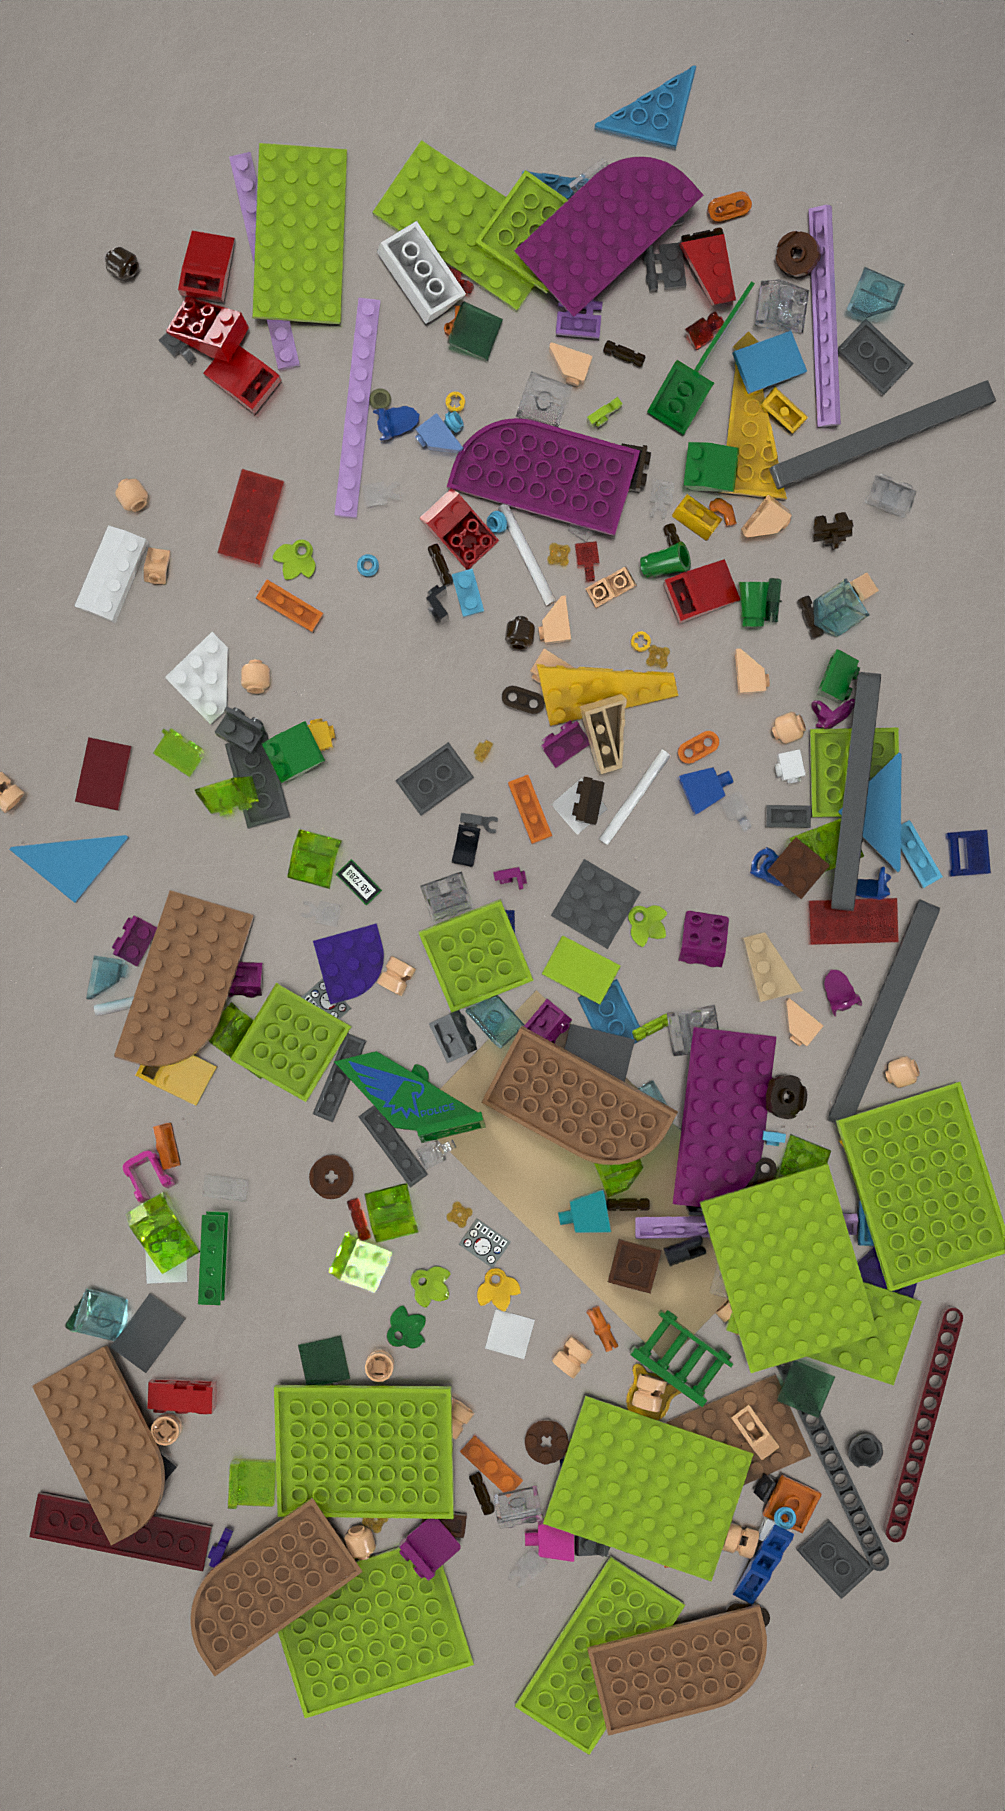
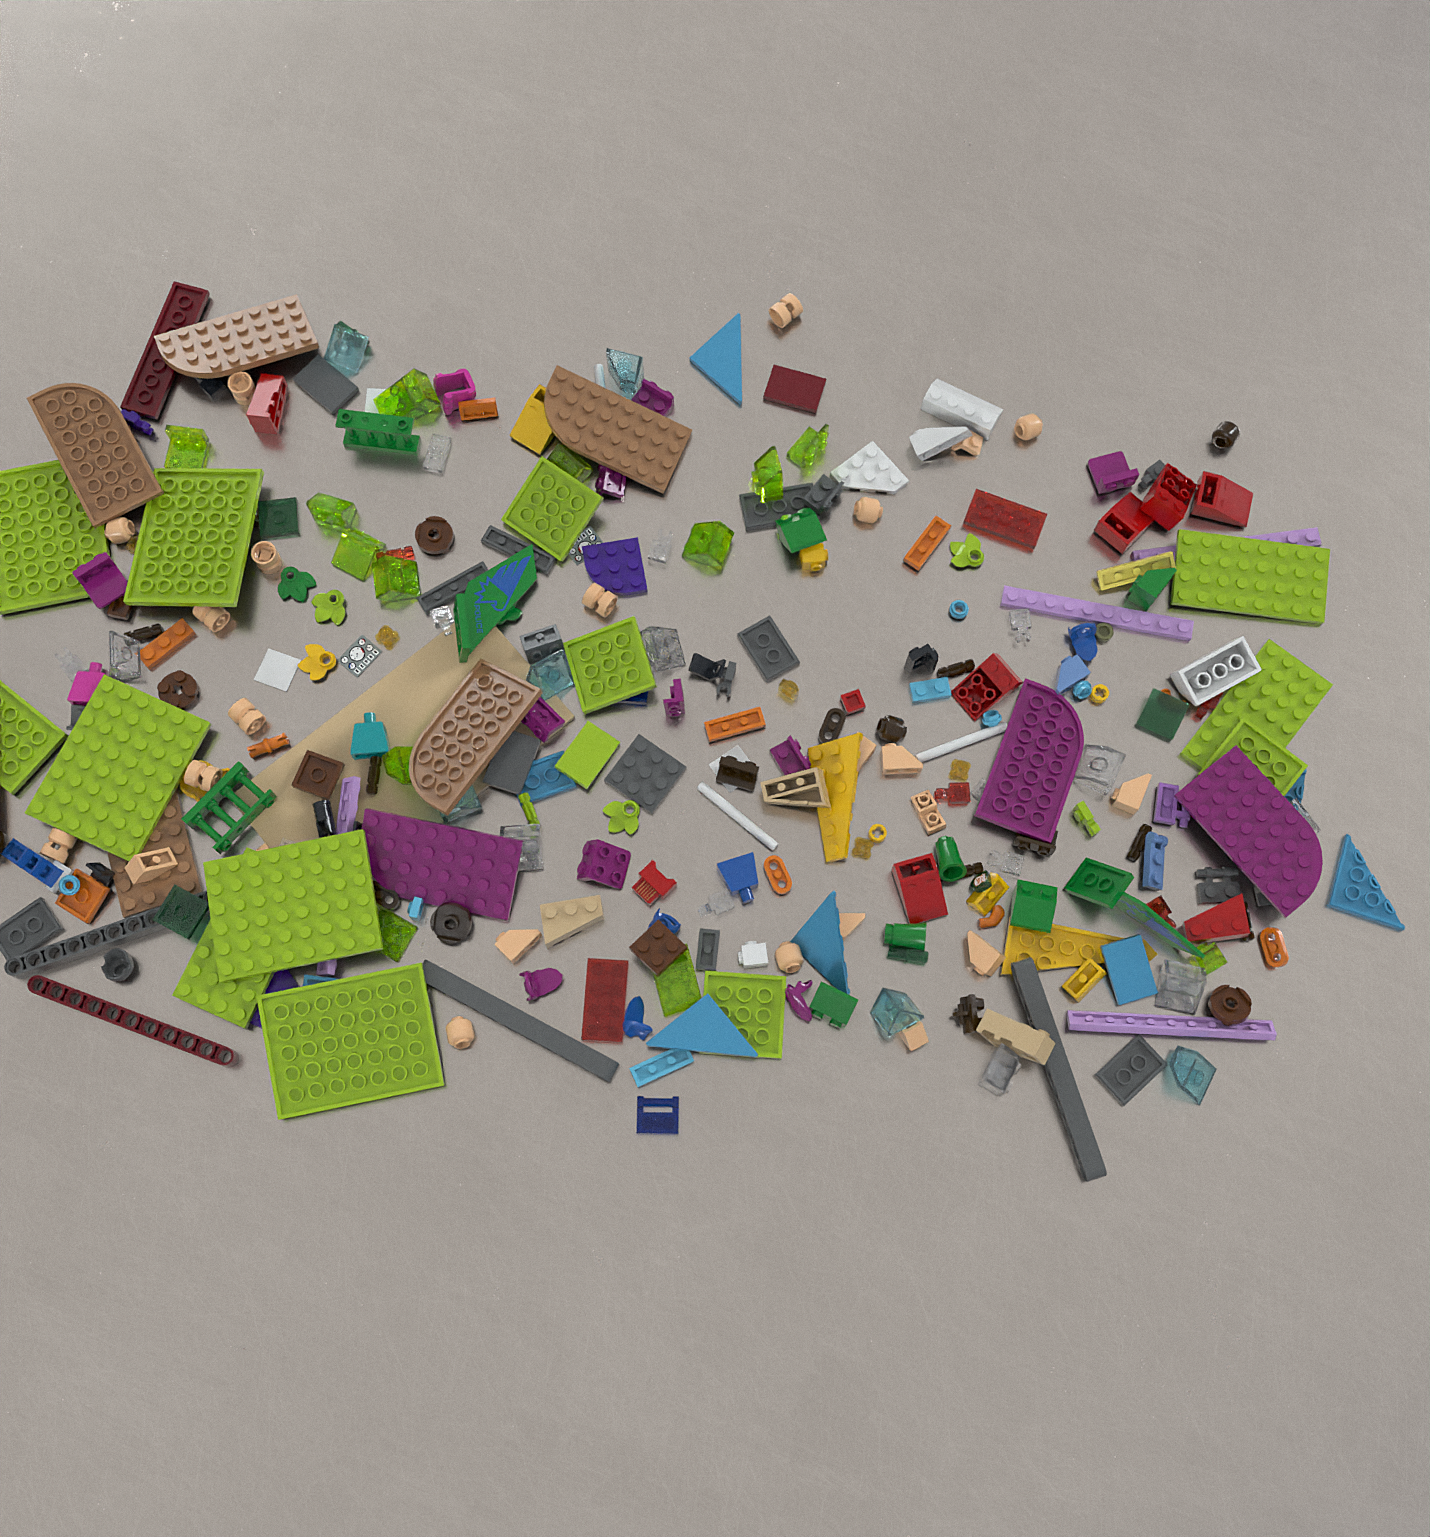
camera: 90 degrees right, 15 degrees down
(162, 605) = (931, 441): none -> white slope
(180, 395) = (1112, 472): none -> magenta bracket
(305, 364) = (1129, 571): none -> light yellow plate
(313, 1298) = (332, 511): none -> clear neon green slope
(328, 347) = (1149, 587): none -> green slope
(358, 882) = (684, 579): tile -> none
(491, 678) = (852, 701): none -> red plate
(645, 337) = (1154, 861): none -> medium blue plate
(686, 524) = (981, 882): none -> clear green tile
(722, 882) = (653, 884): none -> red piece
(746, 273) = (1214, 958): none -> clear neon green brick
(775, 691) = (823, 943): none -> dark azure tile
(808, 613) = (903, 984): dark brown axle -> none
(856, 791) = (724, 1009): dark grey beam -> none
(858, 479) = (1017, 1036): none -> tan wedge

